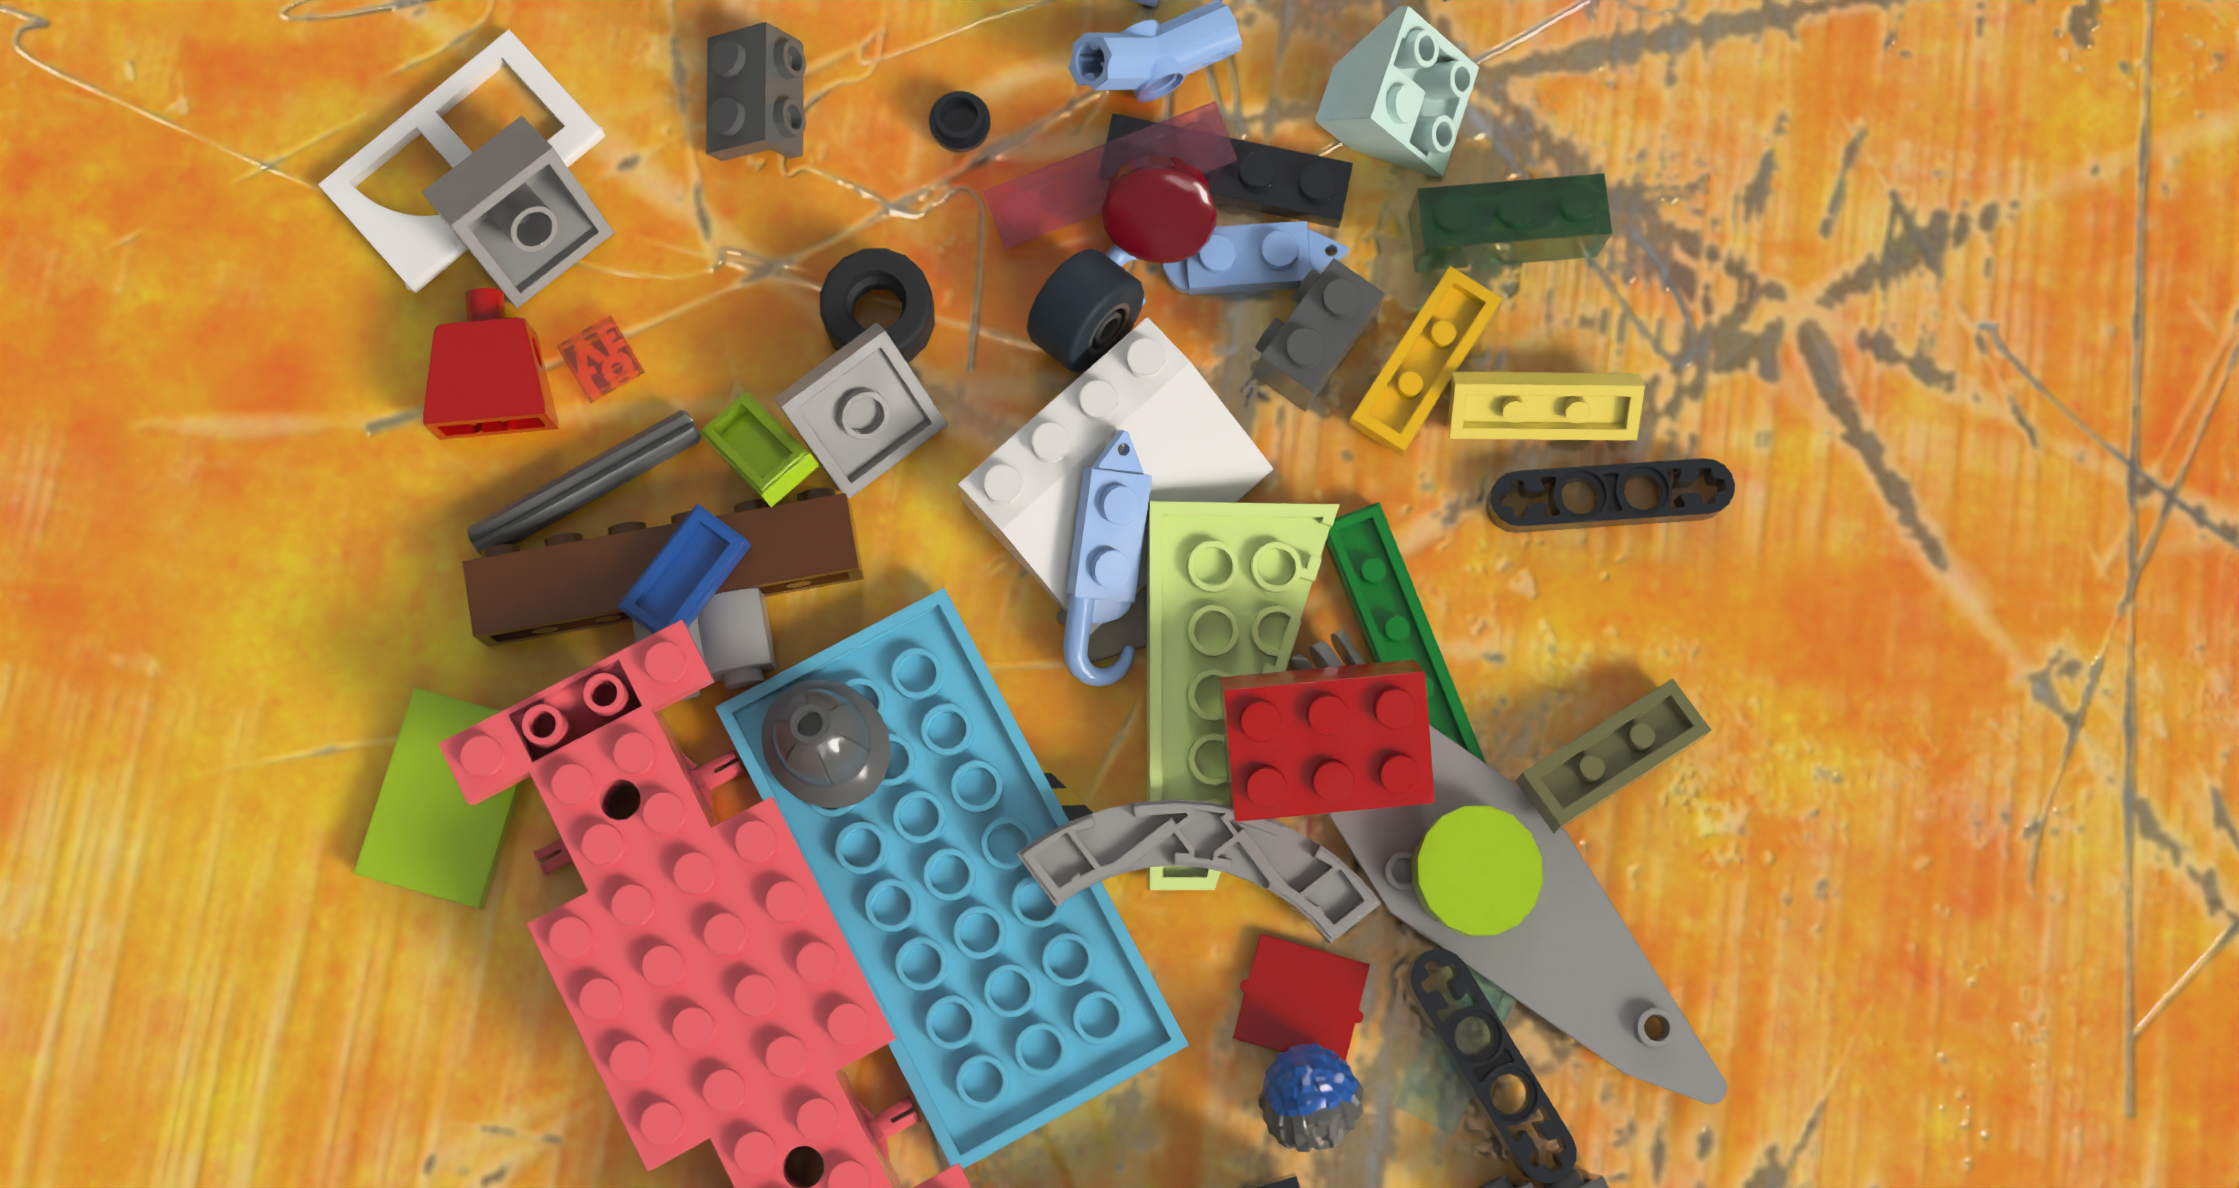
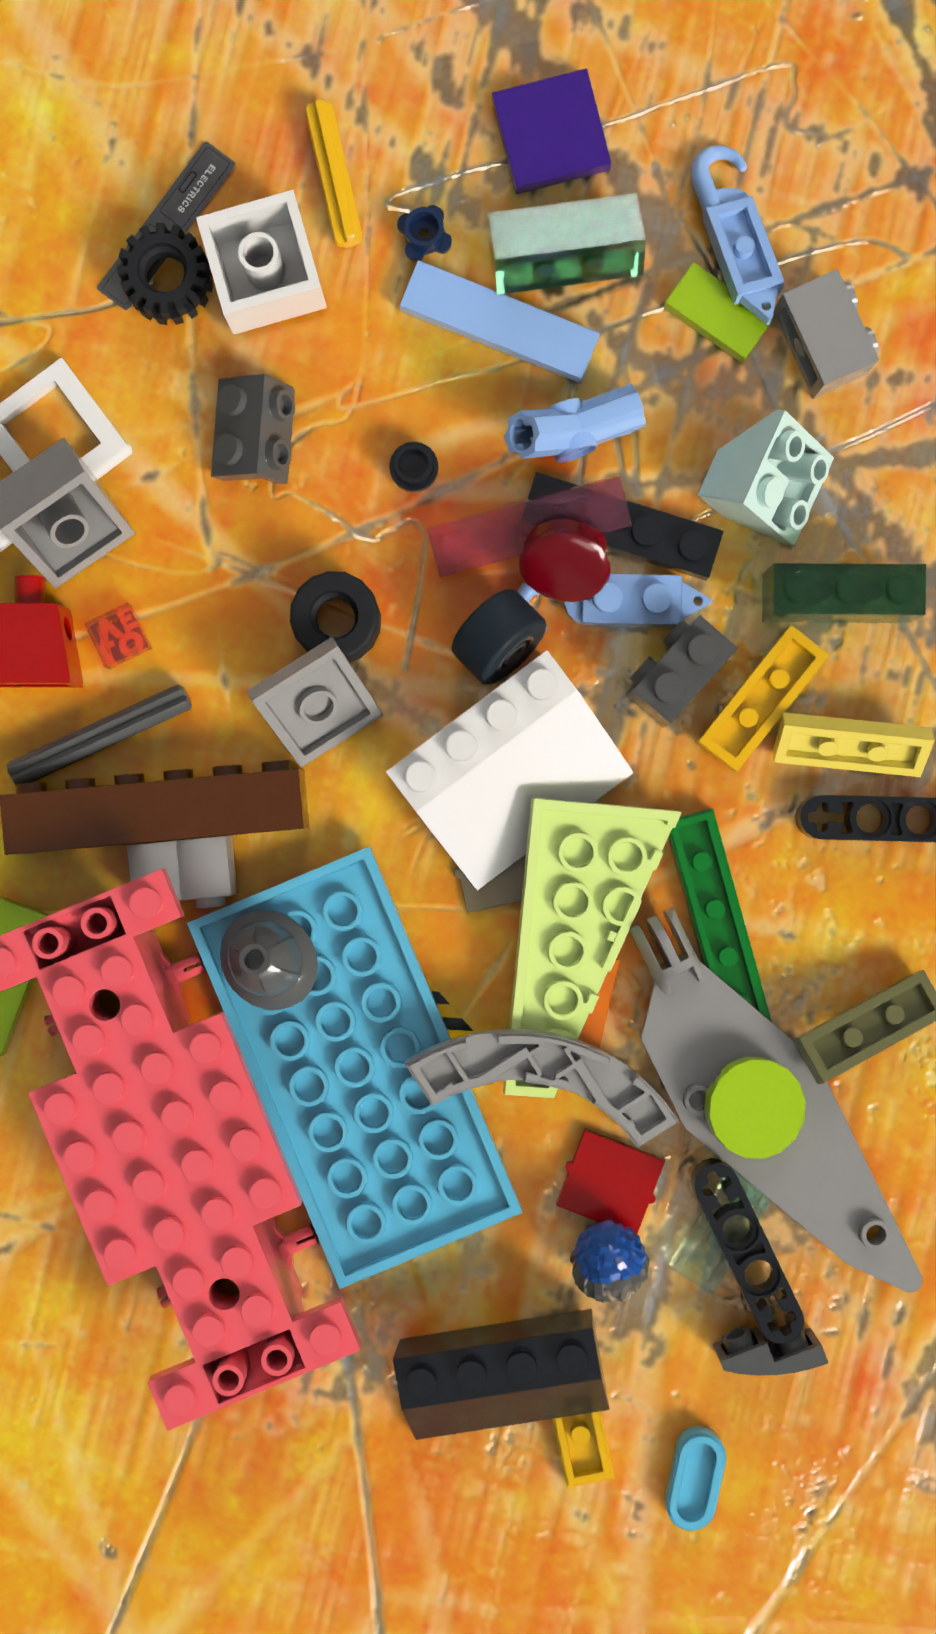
camera: 10 degrees right, 10 degrees up
(685, 572) = (168, 824): blue tile -> none
(759, 449) = (234, 724): lime tile -> none
(1105, 555) = (496, 834): light blue plate -> none
(1327, 740) = (652, 1004): red brick -> none

